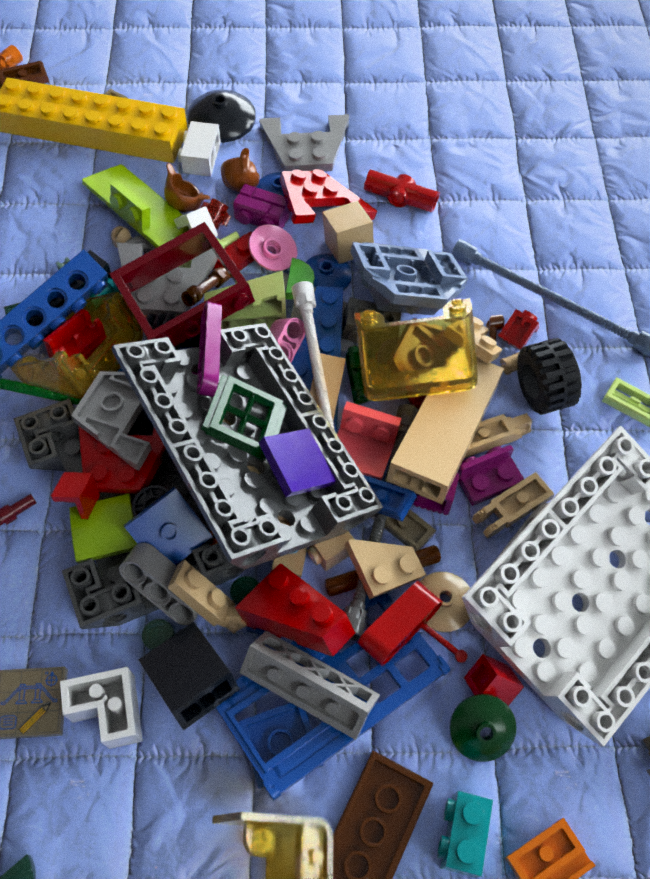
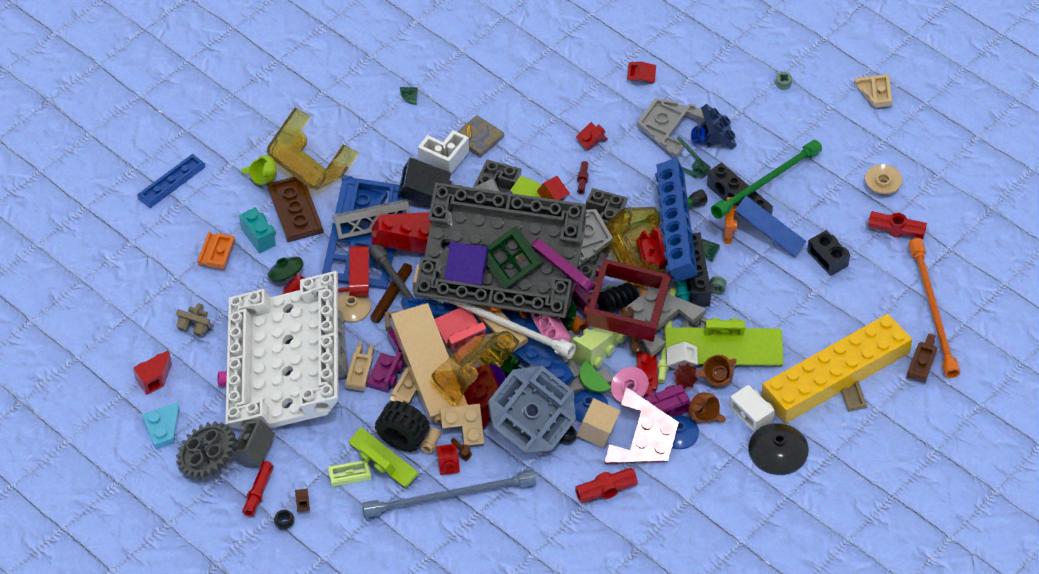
camera: 135 degrees right, 10 degrees down
(306, 150) = (695, 465): light grey wing -> none
(383, 565) = (388, 282): tan wing -> none
(598, 383) = (382, 457): none -> lime bracket

